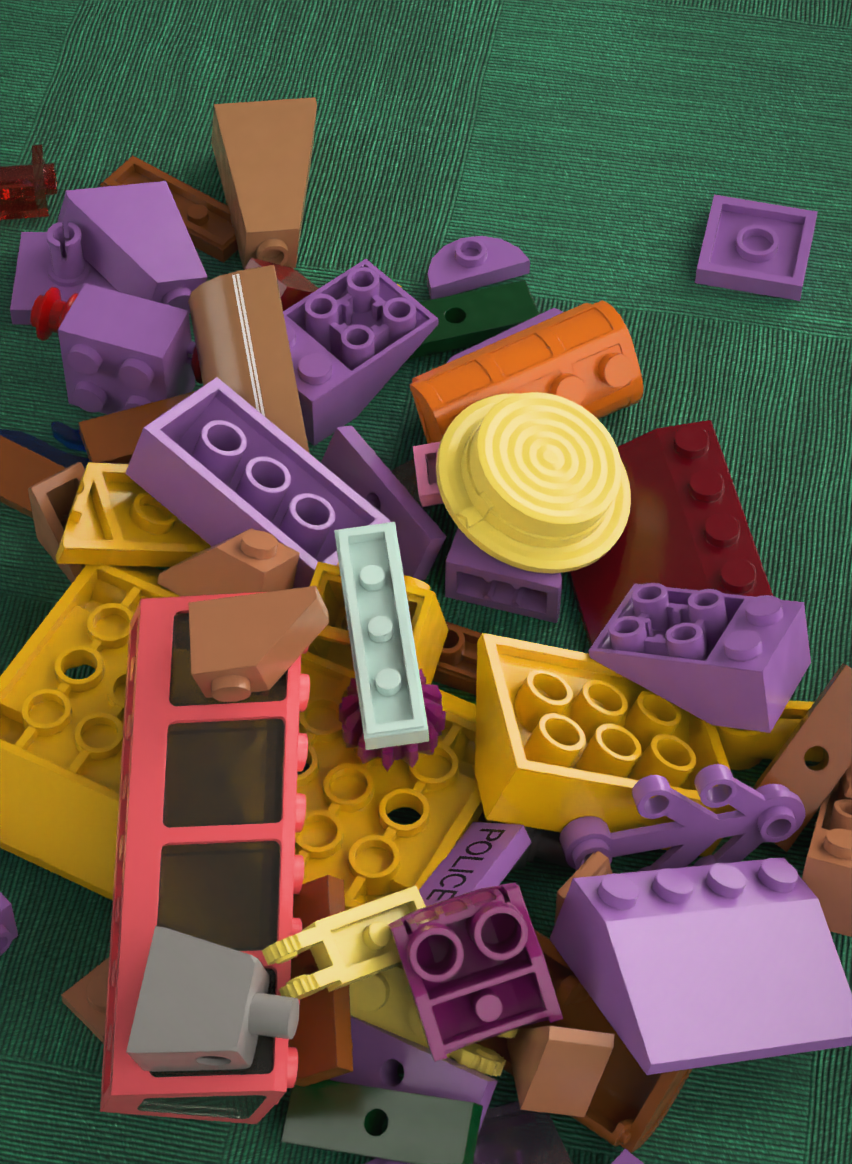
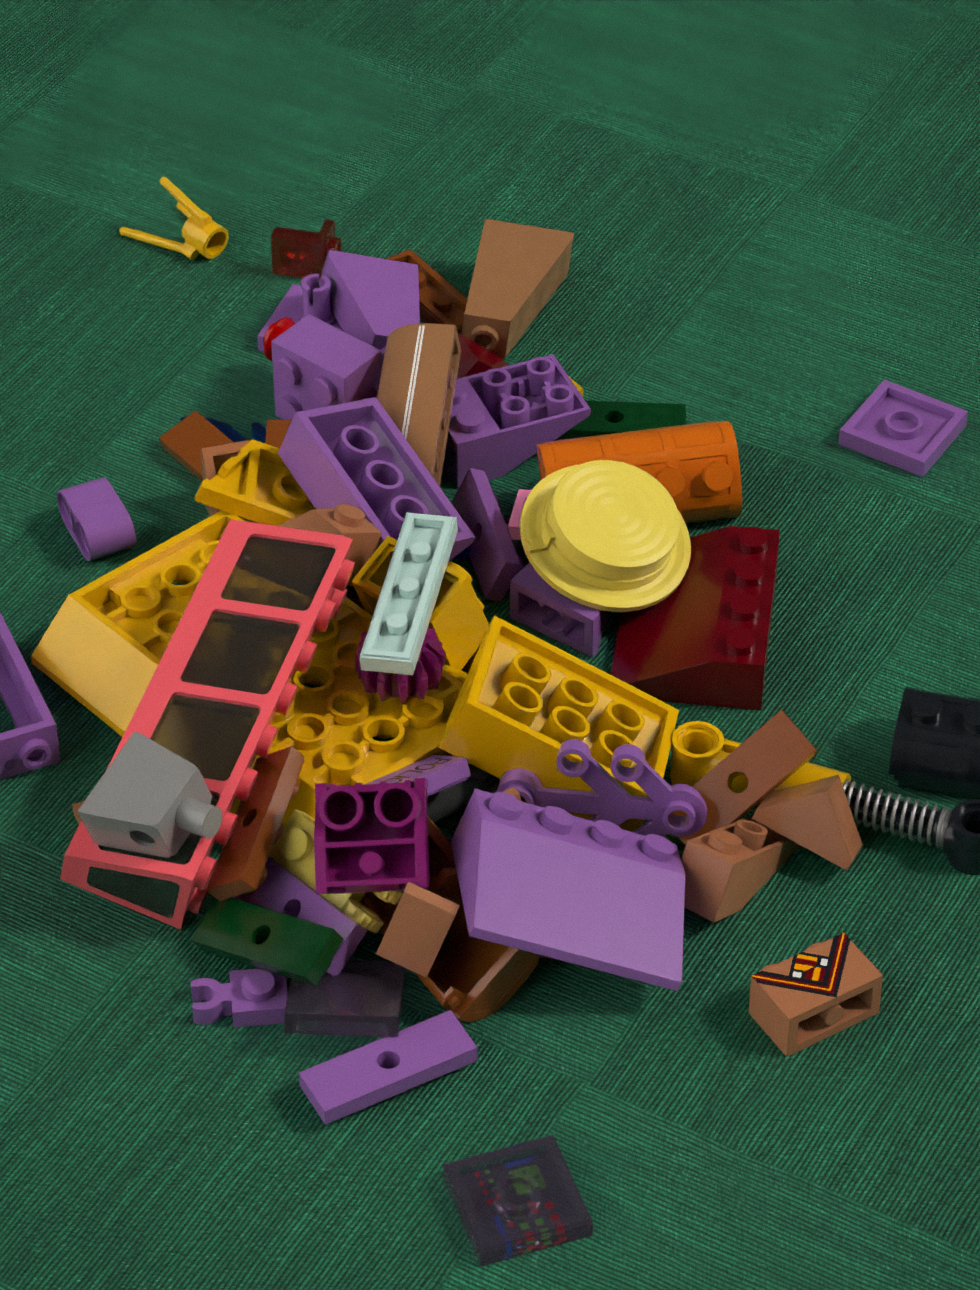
camera: 20 degrees right, 10 degrees down
(251, 639) = (294, 556): nougat slope -> none
(346, 944) = (278, 791): light yellow hinge -> none
(474, 264) = (654, 385): medium lavender plate -> none
(709, 651) = (686, 684): medium lavender slope -> none

